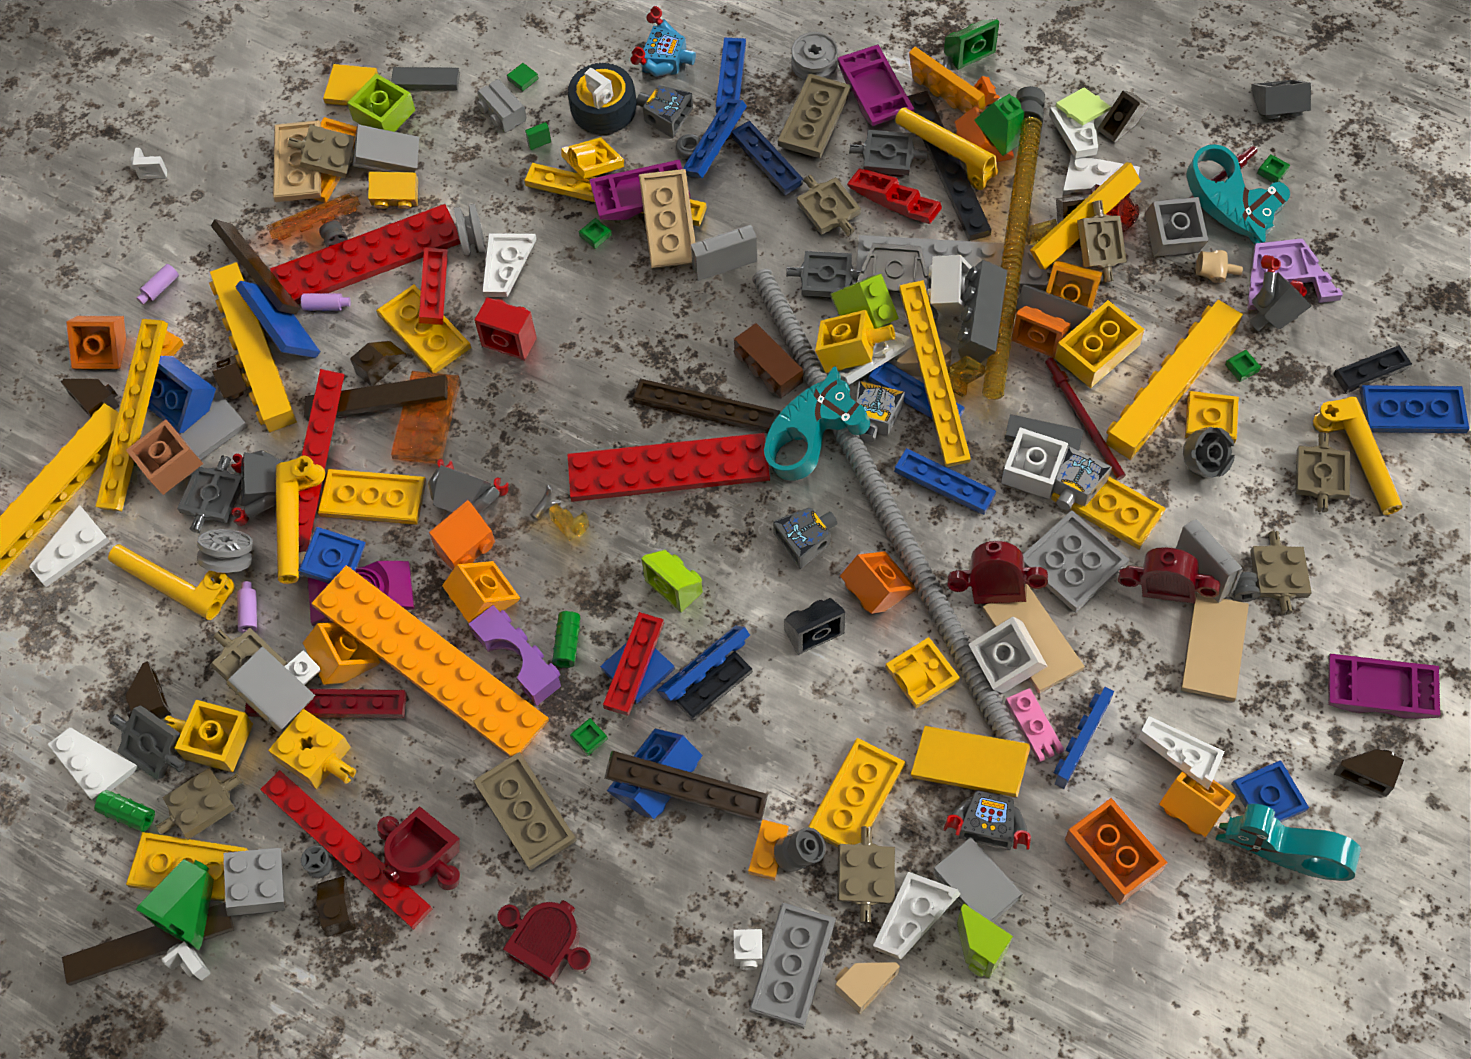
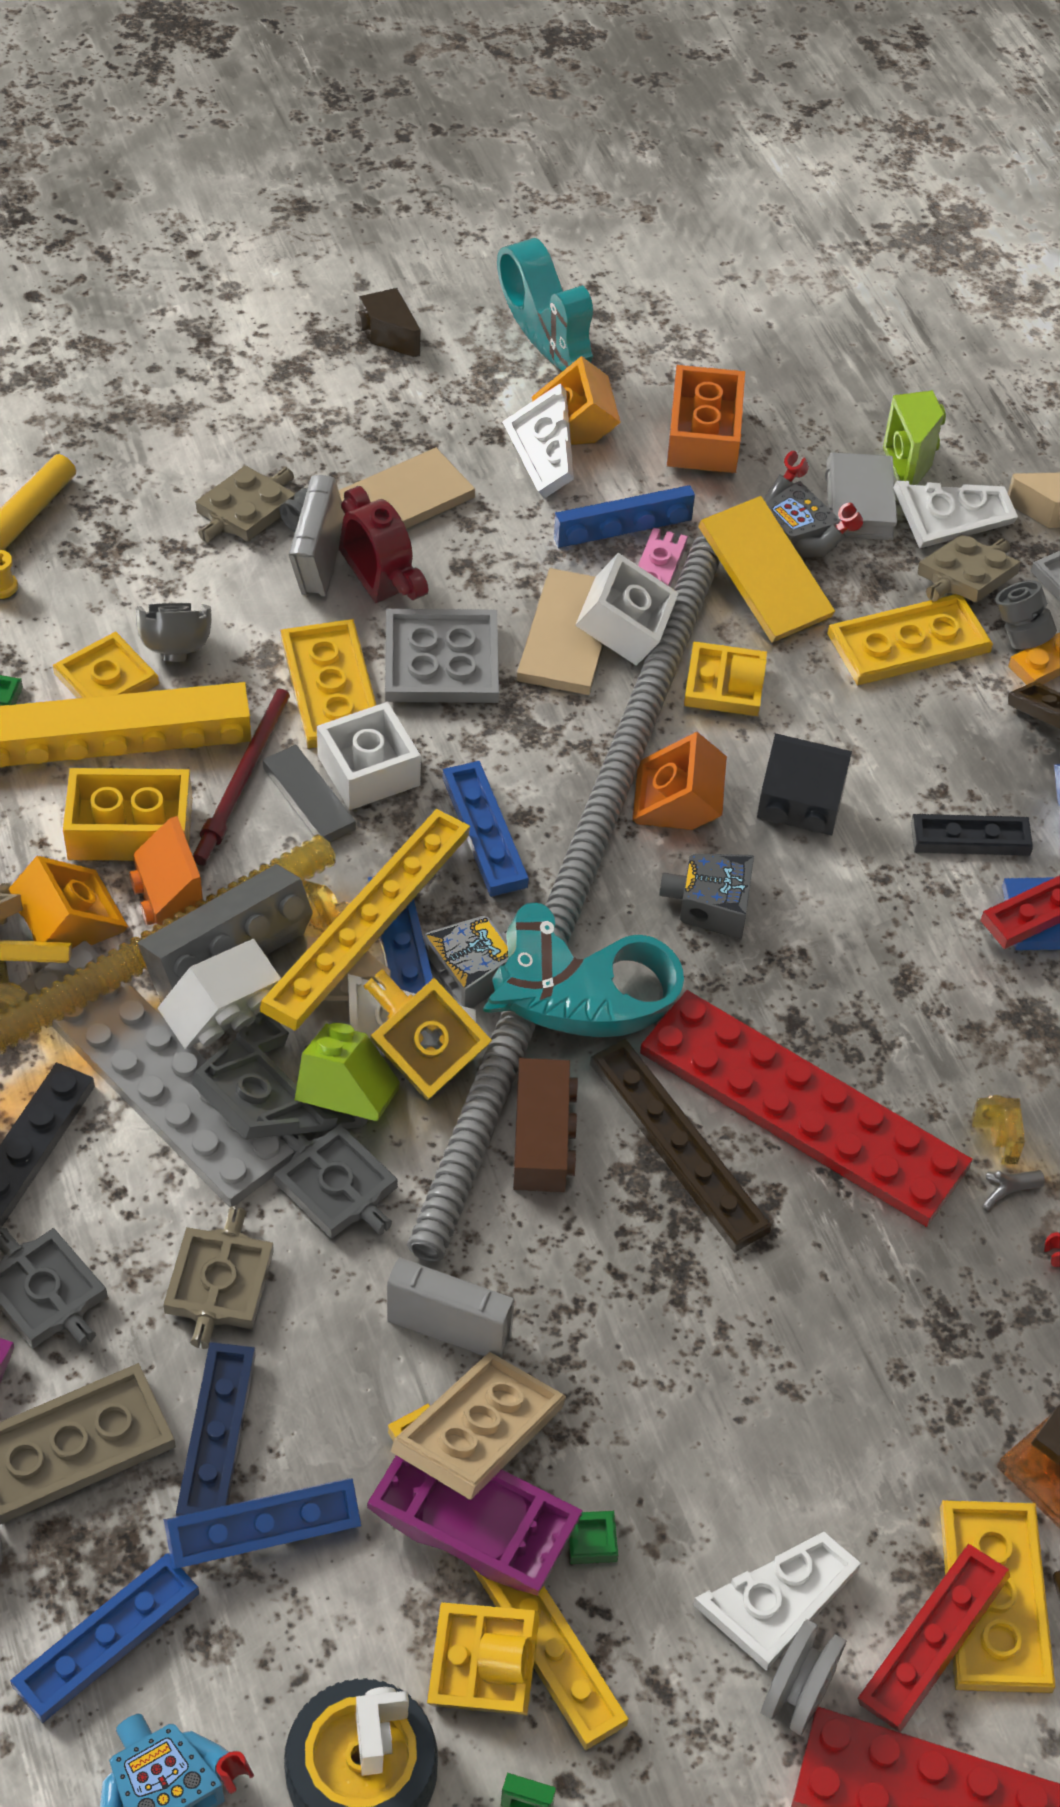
camera: 145 degrees left, 10 degrees down
(505, 328) = (880, 1449): red brick -> none
(666, 108) = (273, 1659): dark grey torso -> none
(672, 579) = (929, 952): lime slope -> none
(686, 140) = (304, 1582): dark grey piece -> none
(696, 669) = (968, 852): blue plate -> none
(895, 197) = (115, 1218): red slope -> none
(997, 575) = (556, 669): dark red piece -> none
(1053, 305) = (114, 897): dark grey tile -> none
(1079, 478) = (341, 692): light grey torso -> none
(1272, 788) = (501, 376): blue tile -> none
(1323, 472) = (79, 540): dark tan plate -> none
(1383, 687) = (288, 361): magenta slope -> none

